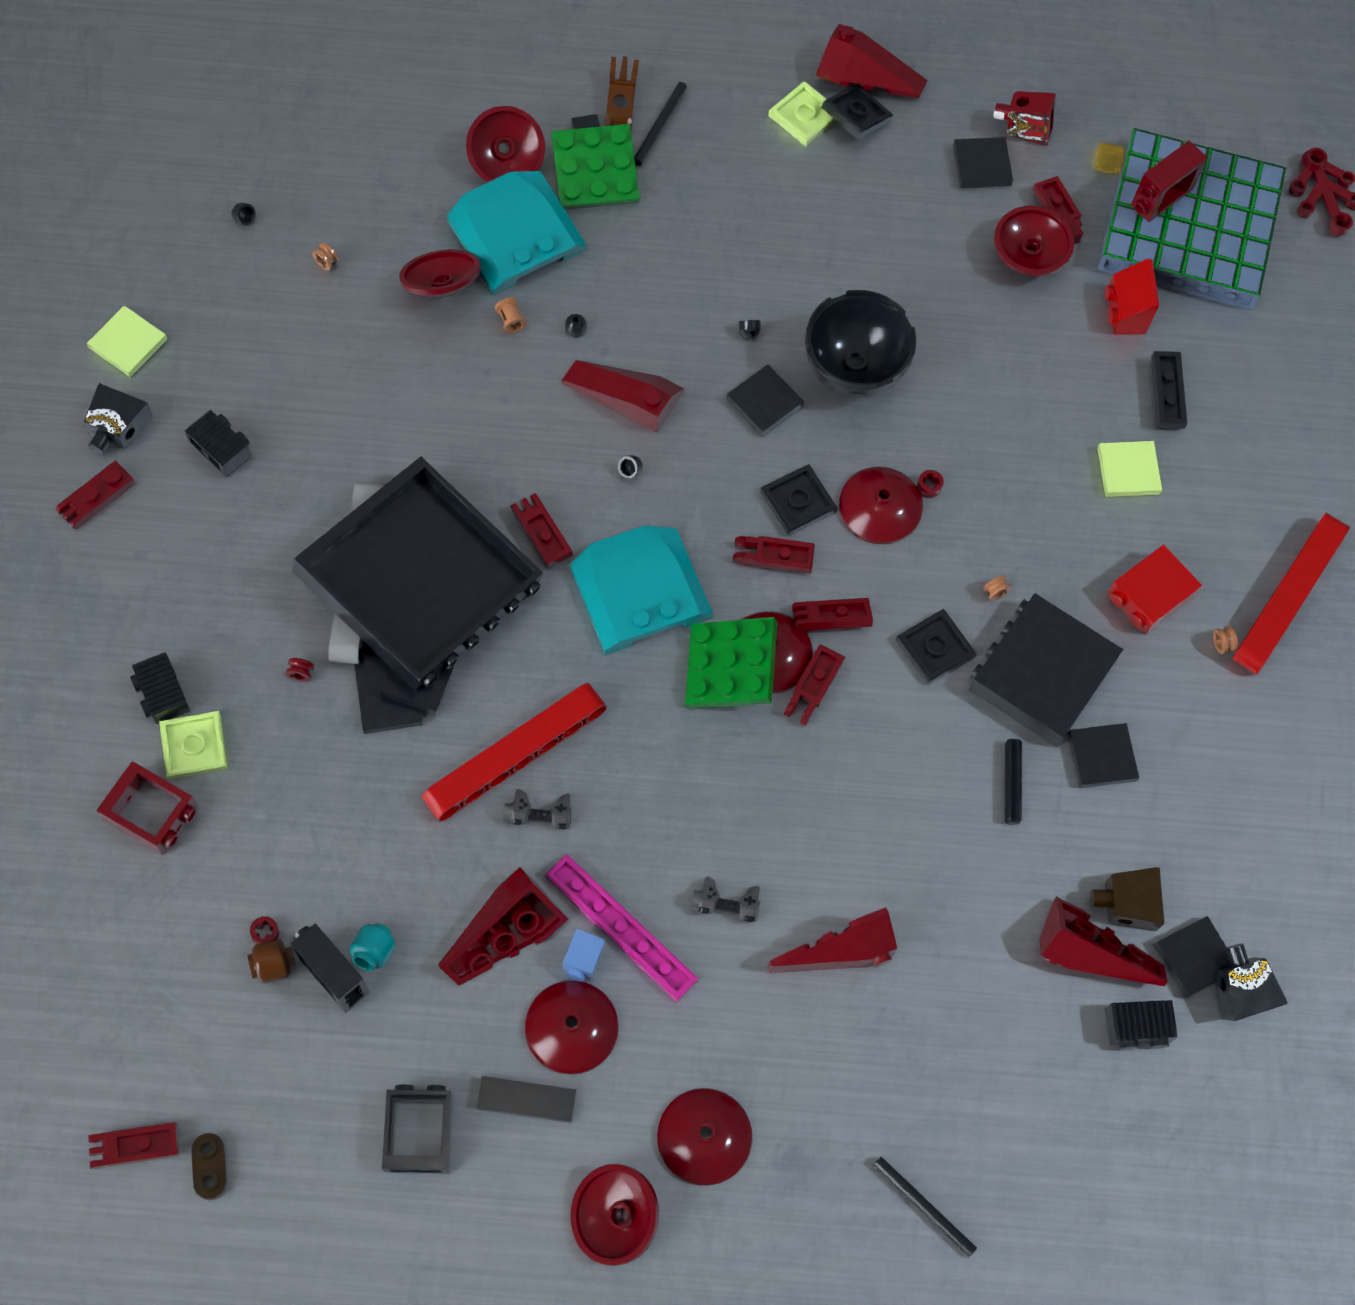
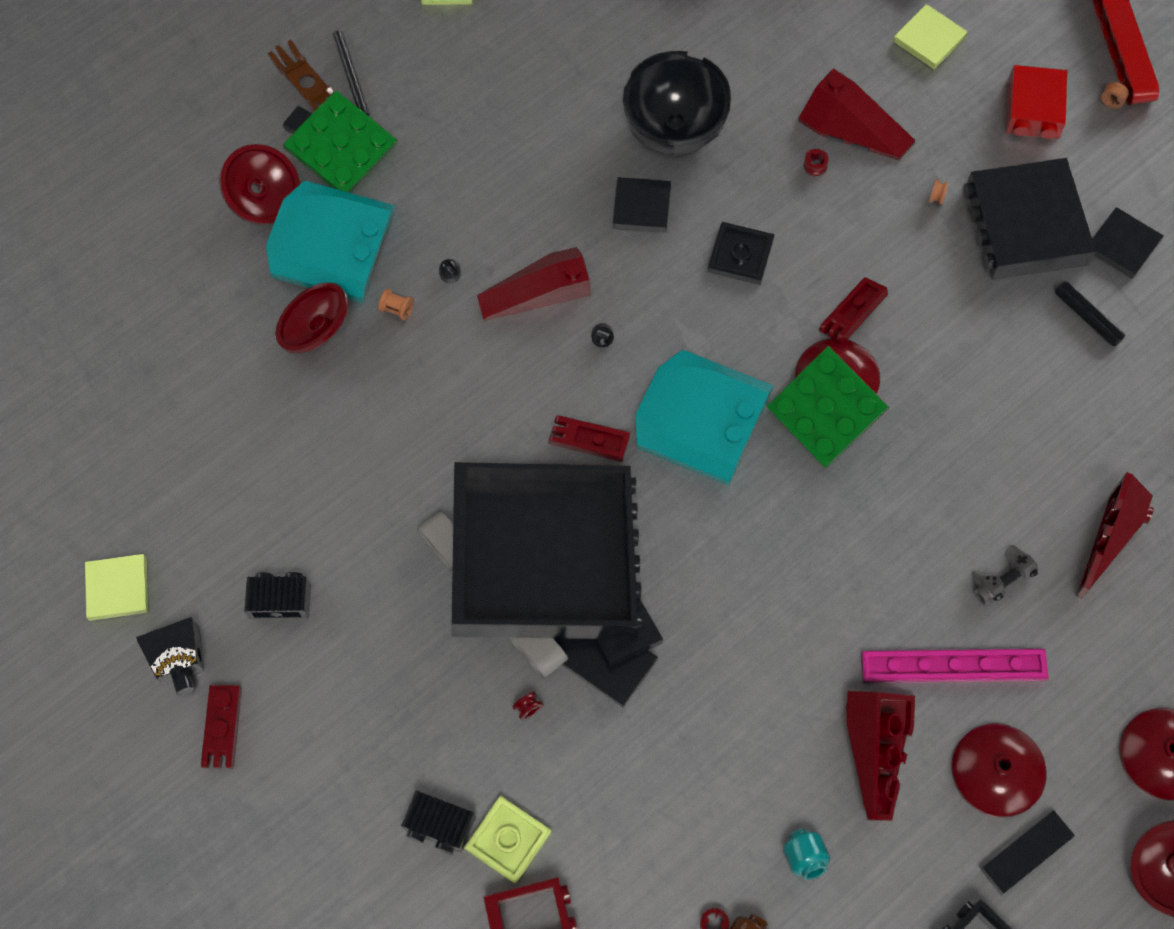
camera: 35 degrees left, 0 degrees up
(246, 209) = (103, 404): black hinge -> none
(325, 256) = (206, 384): nougat bush -> none
(329, 967) = (799, 899): black window -> none
(513, 752) = (747, 616): red beam -> none
(520, 811) = (799, 652): flat silver piece -> none
(583, 956) = (955, 711): medium blue brick -> none
(749, 326) = (576, 163): black hinge -> none
(775, 553) = (769, 303): dark red hinge -> none
(815, 681) = (893, 368): dark red hinge -> none
(877, 518) = (795, 218): dark red dish -> none
(936, 646) = (941, 270): black tile -> none
(993, 469) = (849, 113): none -> dark red wedge

